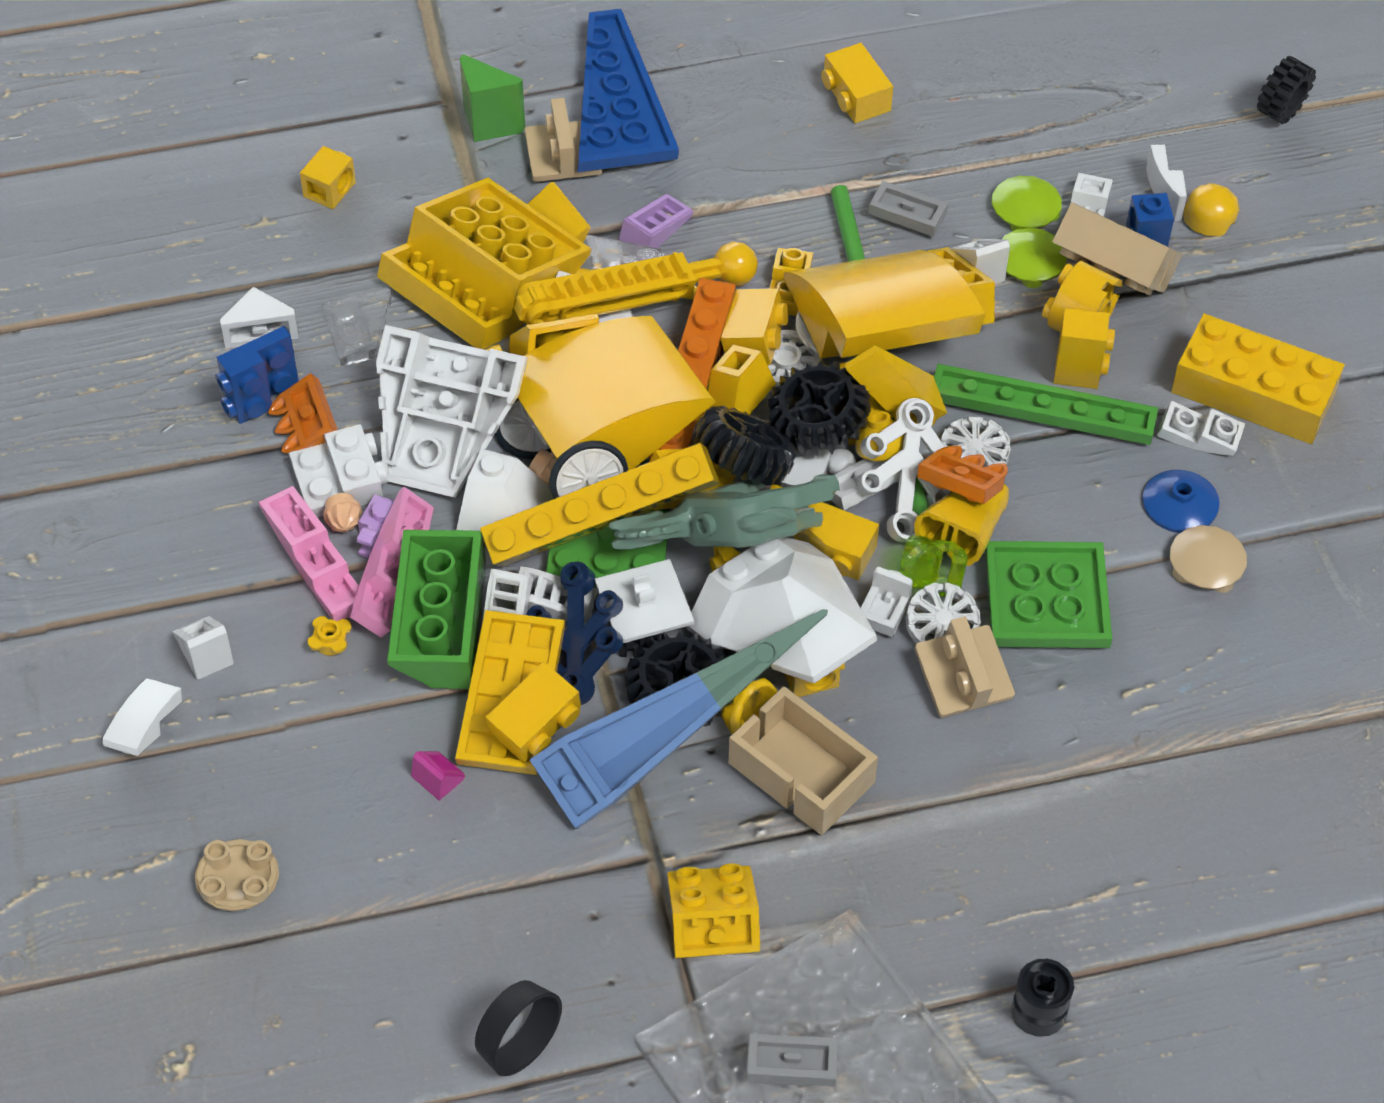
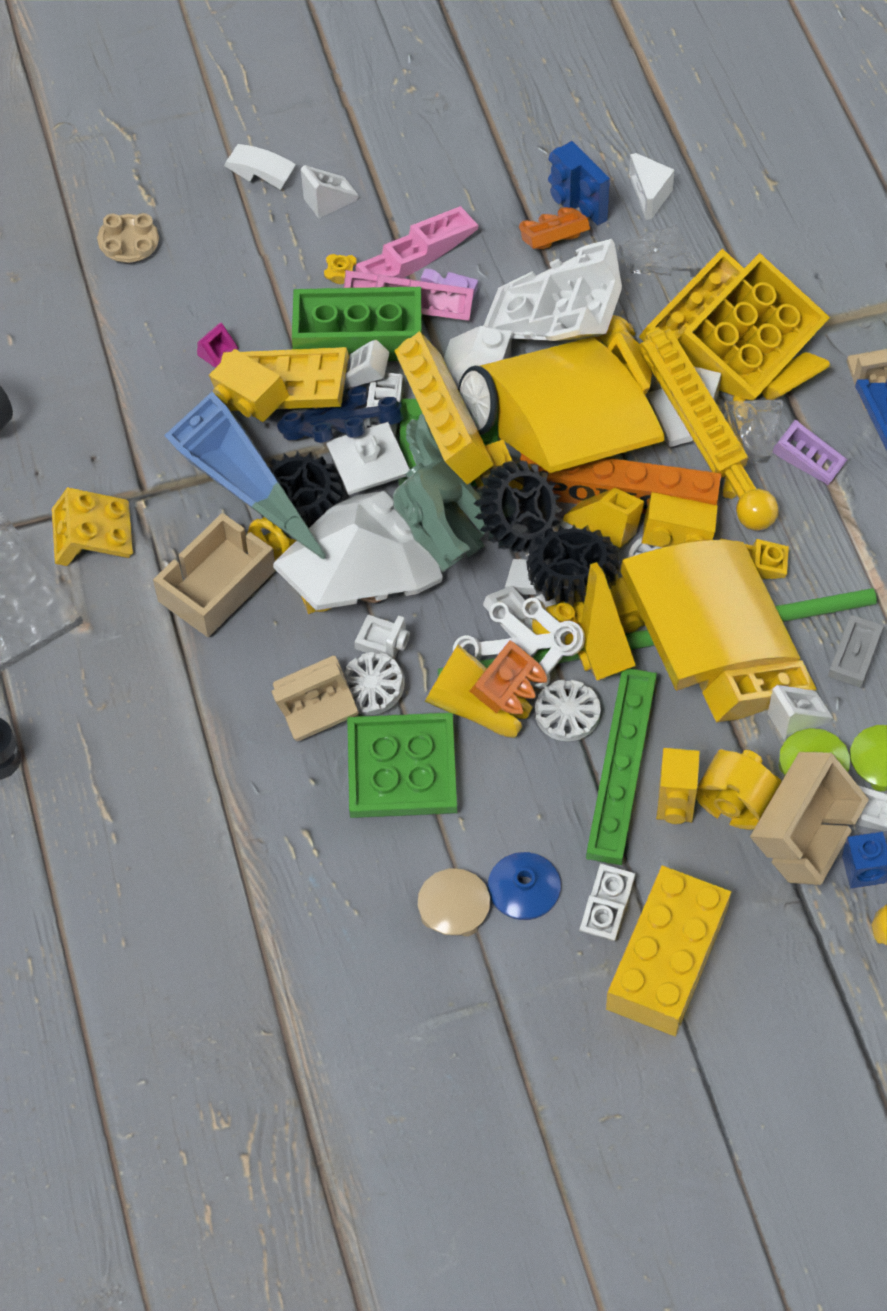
camera: 90 degrees right, 5 degrees up
(328, 177) = (819, 211): yellow brick -> none
(337, 467) = (499, 256): white plate -> none
(342, 512) = (456, 261): light nougat plate -> none
(843, 538) = (454, 592): yellow slope -> none
(923, 559) = (423, 666): clear neon green piece -> none

